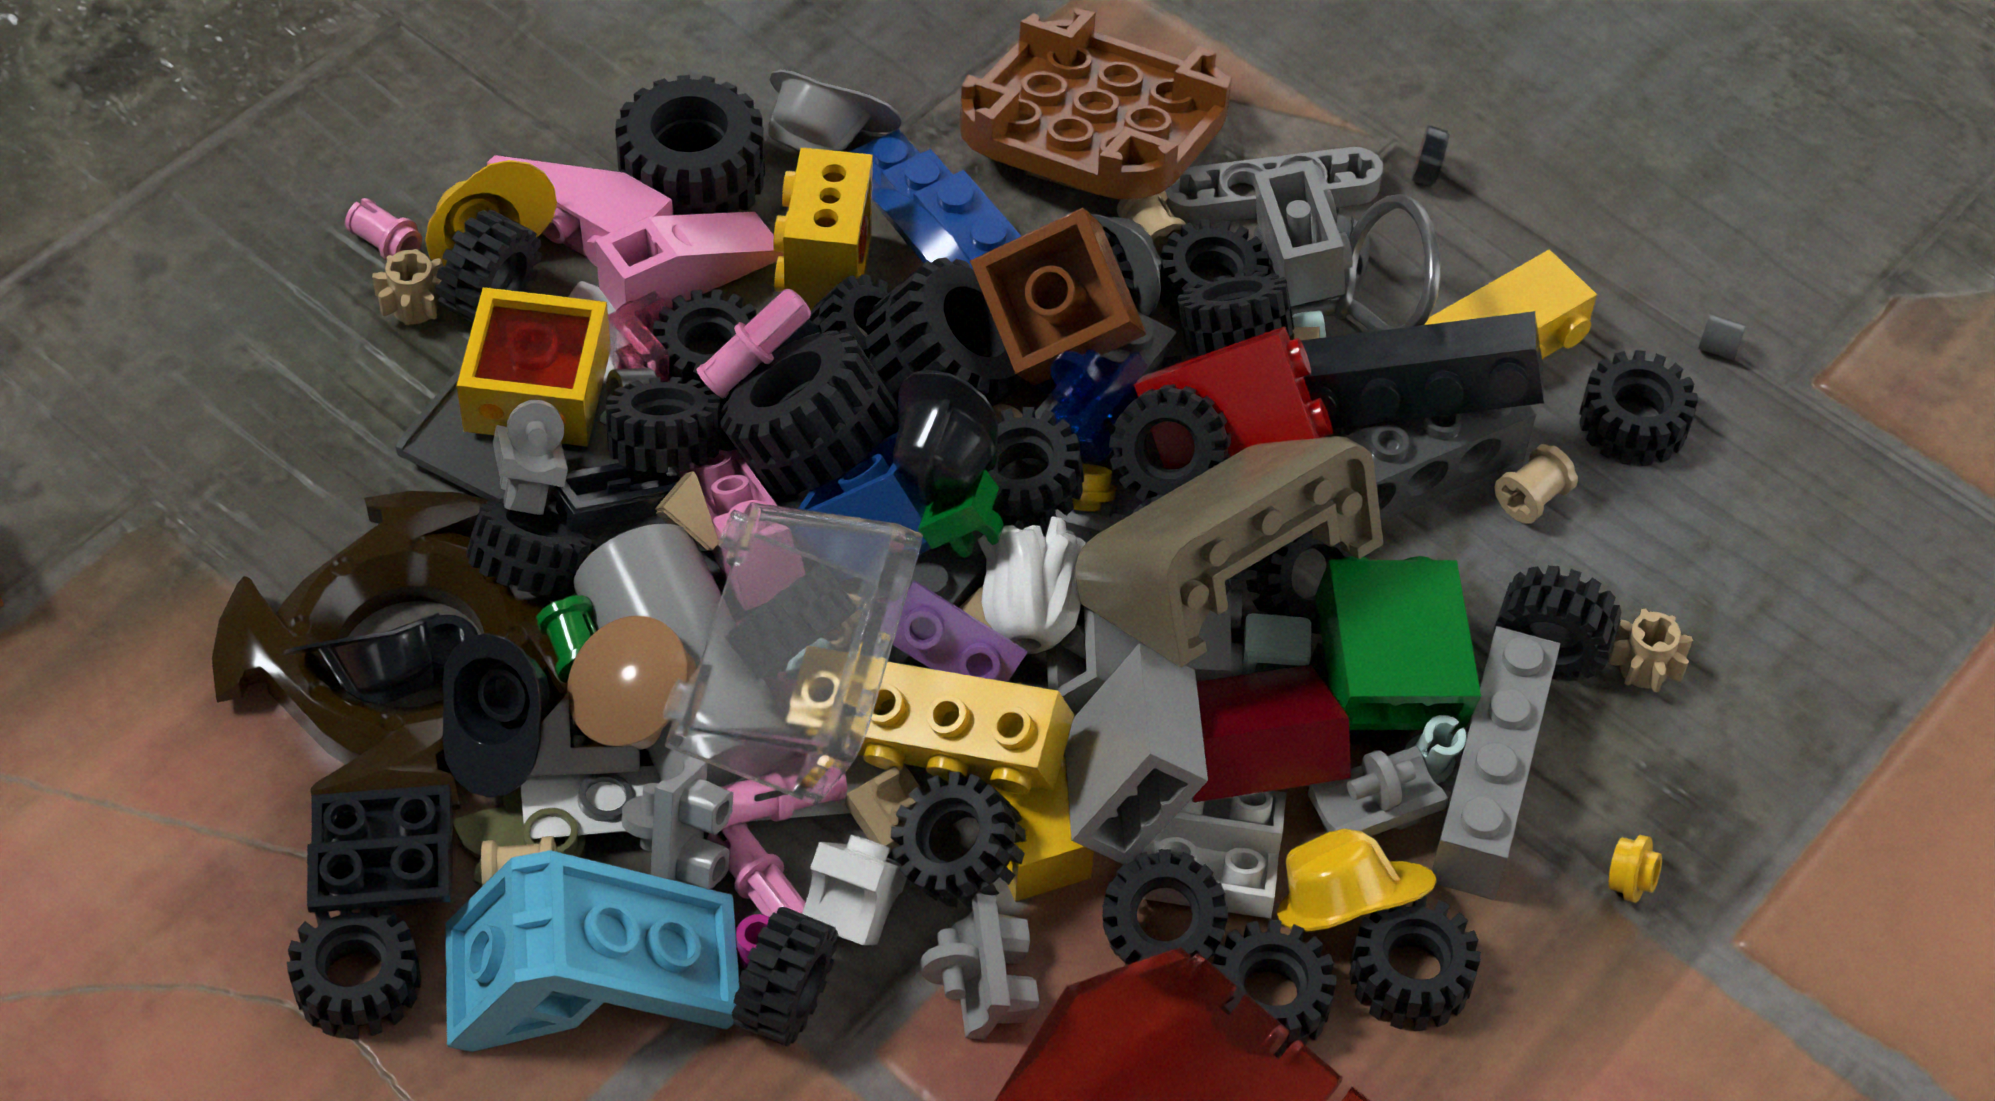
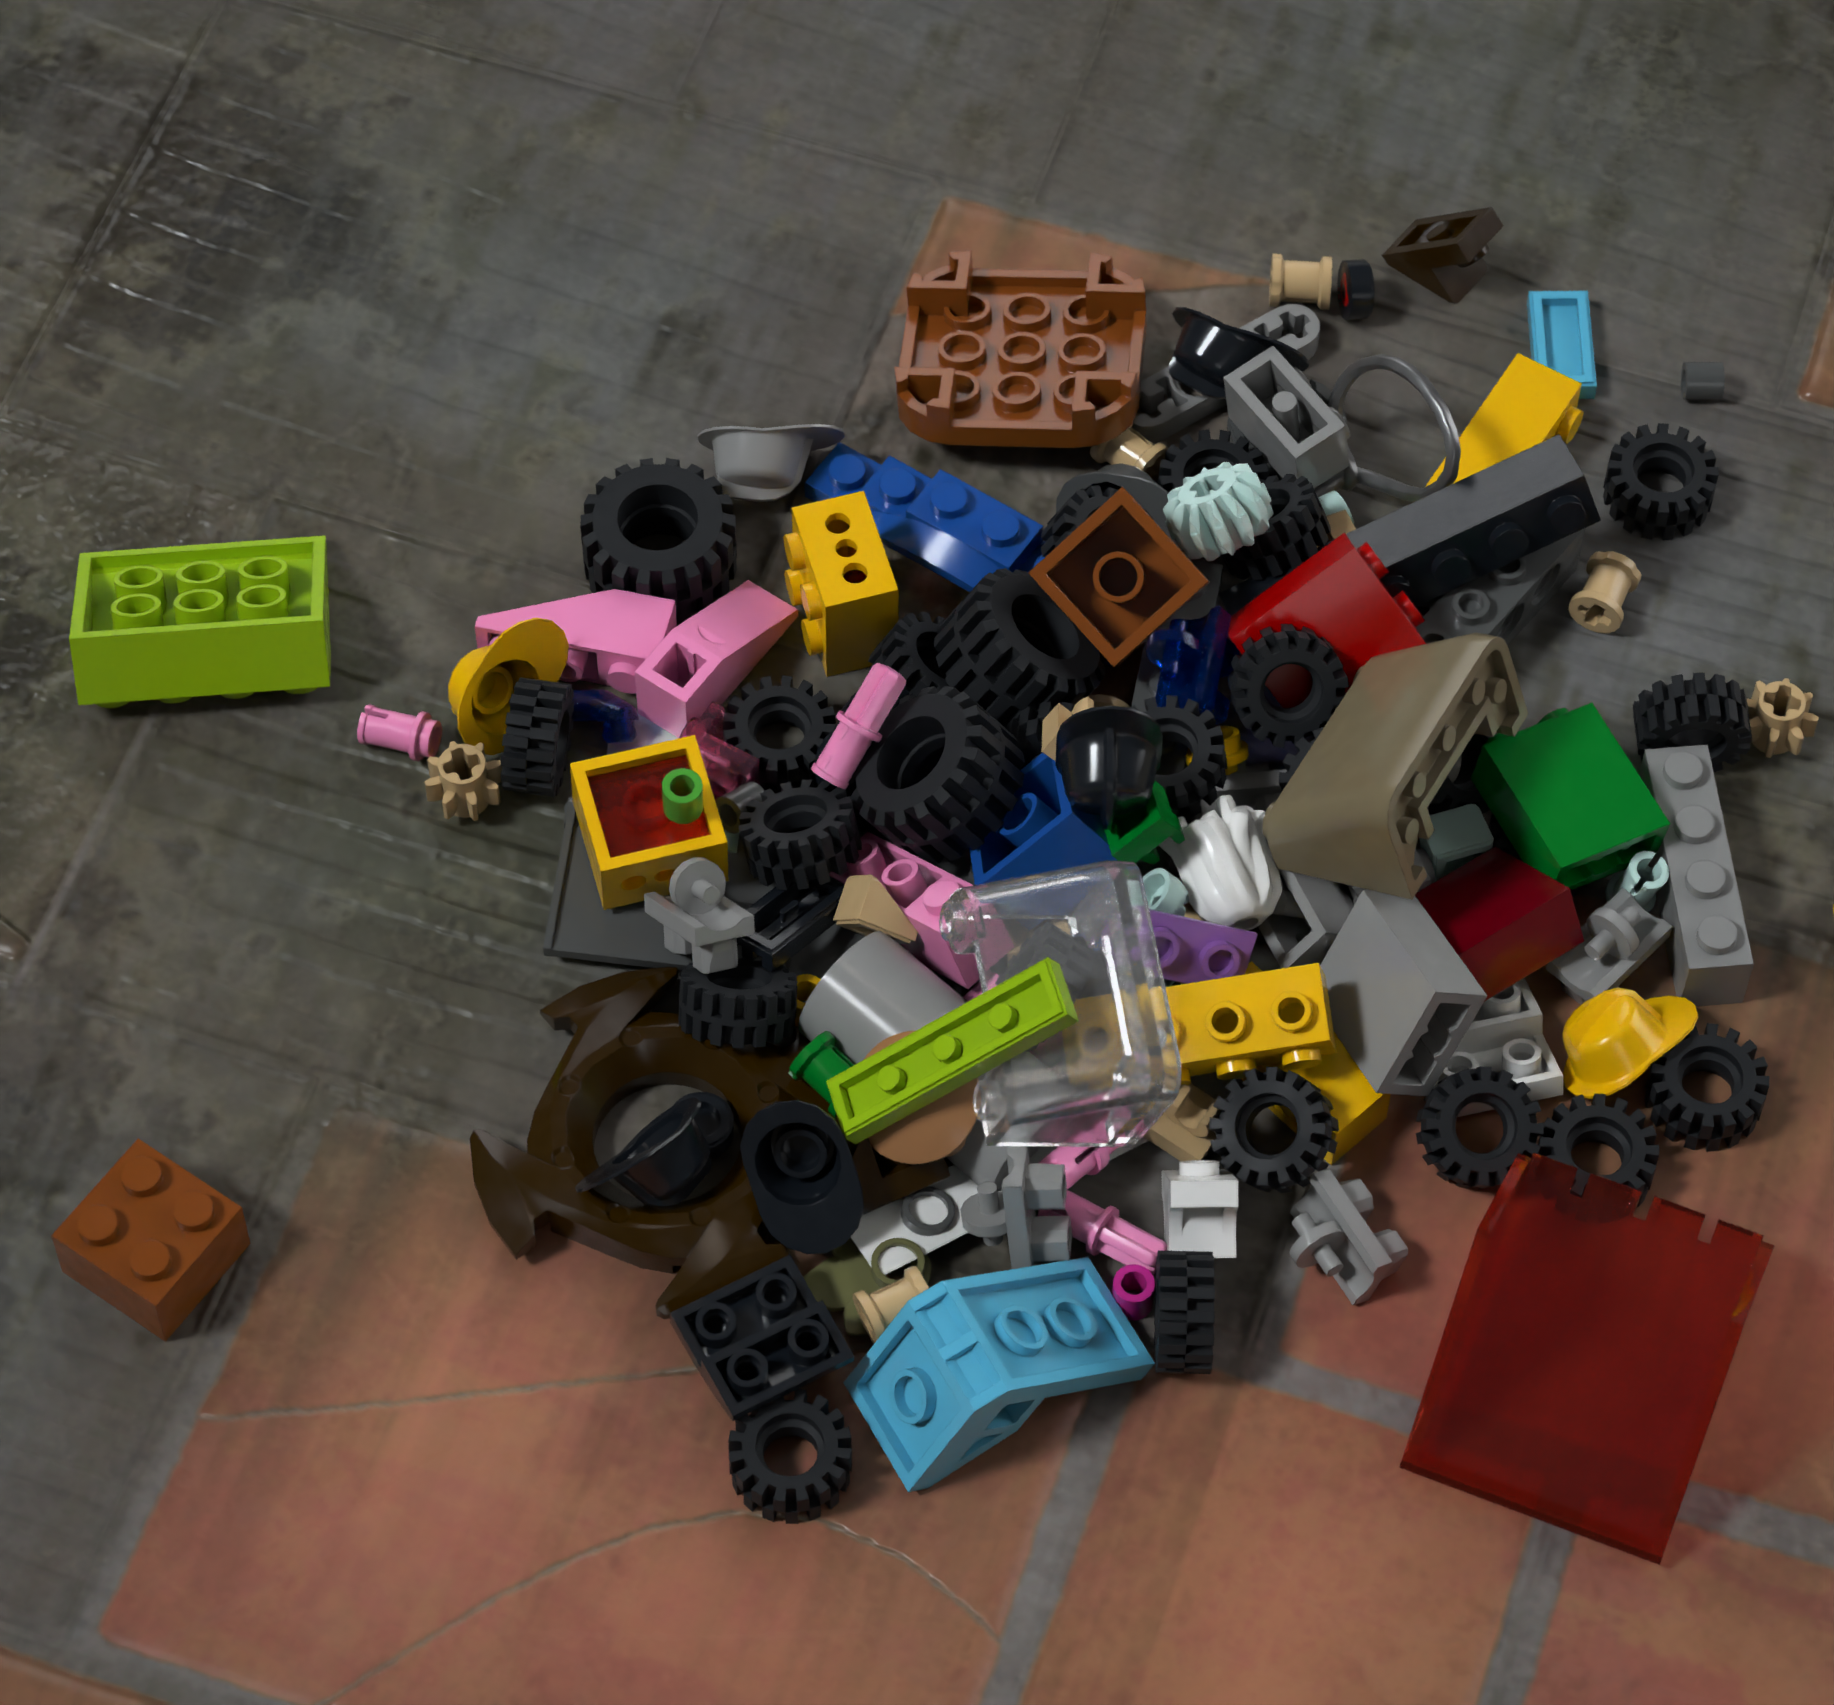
camera: 20 degrees left, 5 degrees up
(268, 89) = (201, 621): none -> lime slope
(559, 344) = (682, 796): none -> bright green piece
(569, 270) = (604, 706): none -> clear blue arm
(665, 641) = (952, 1050): none -> lime tile
(957, 585) = (1165, 892): none -> light aqua hinge
(1183, 275) = (1218, 511): none -> light aqua gear
(1261, 147) = (1212, 350): none -> black piece
(1383, 133) = (1300, 281): none -> tan bush
(1531, 154) = (1445, 251): none -> dark brown slope
(1608, 259) = (1563, 335): none -> medium azure tile

